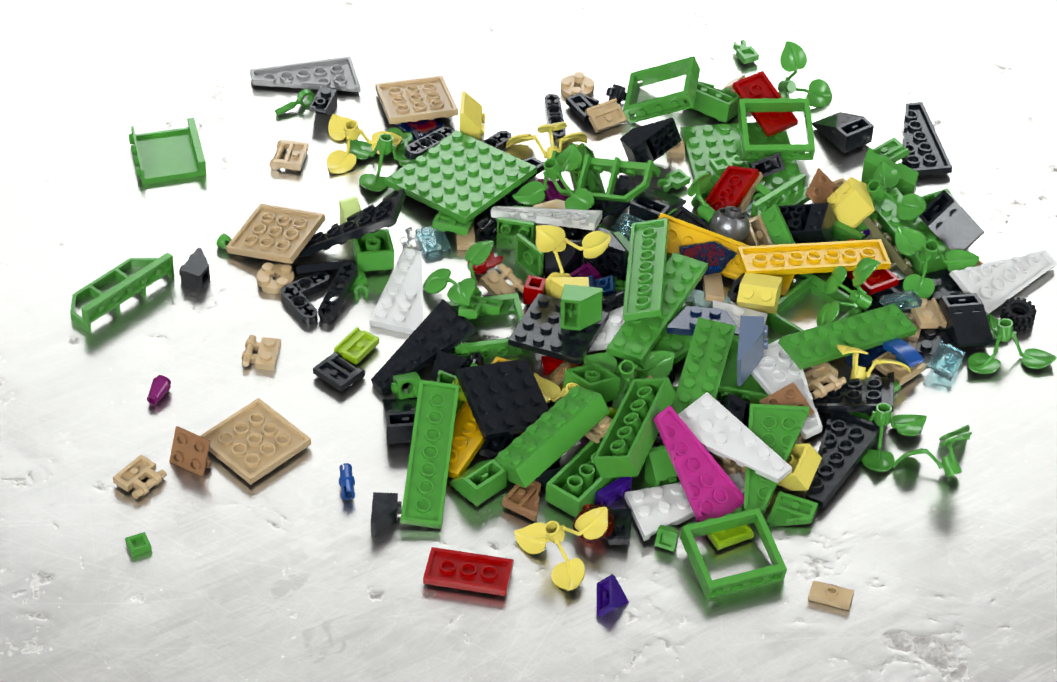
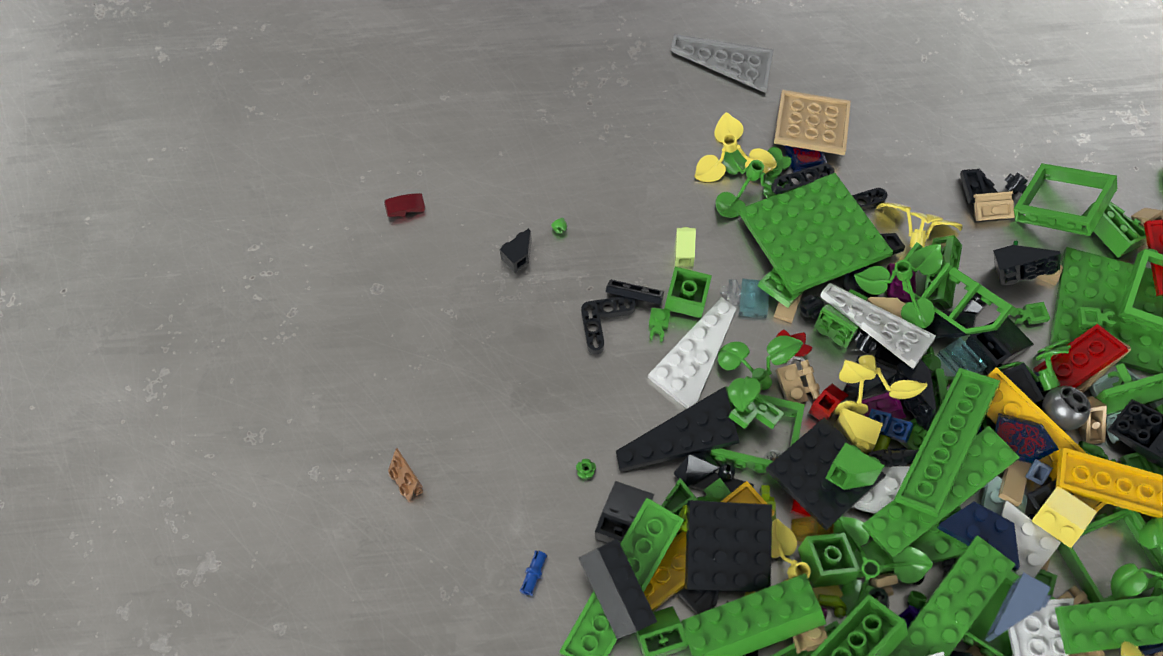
camera: 30 degrees right, 20 degrees up
(61, 269) = (401, 204): none -> dark red slope
(135, 473) = (348, 474): tan plate -> none
(138, 544) = (311, 562): bright green tile -> none
(152, 270) = (441, 253): bright green plate -> none
(159, 387) = (417, 381): magenta cone -> none
(168, 154) = (558, 105): bright green panel -> none
(255, 440) = (472, 482): tan plate -> none
(267, 354) = (537, 374): tan plate -> none
(269, 271) = (582, 277): tan plate -> none
(275, 233) = (608, 236): tan plate -> none
(294, 157) = (670, 147): tan plate -> none
(300, 97) = (708, 88): bright green piece -> none
(324, 101) = (724, 96): black slope -> none
(334, 291) = (630, 327): black beam -> none
(335, 375) = (584, 429): black plate -> none
(351, 401) = (585, 473): none -> bright green plate
(356, 345) = (621, 401): lime plate -> none
(363, 222) = (686, 264): black wing -> none
(384, 511) = (549, 631): black slope -> none
(399, 380) = (644, 477): bright green brick -> none
(429, 449) = (617, 589): none -> black slope
(471, 117) = (855, 164): light yellow slope -> none
(529, 256) = (836, 353): bright green slope -> none
(553, 118) = (939, 188): black beam -> none
(577, 84) = (984, 150): tan plate -> none
(728, 274) = (1038, 472): none -> sand blue slope
(768, 165) = (1141, 335): black slope -> none
(777, 226) = (1118, 434): bright green plate -> none

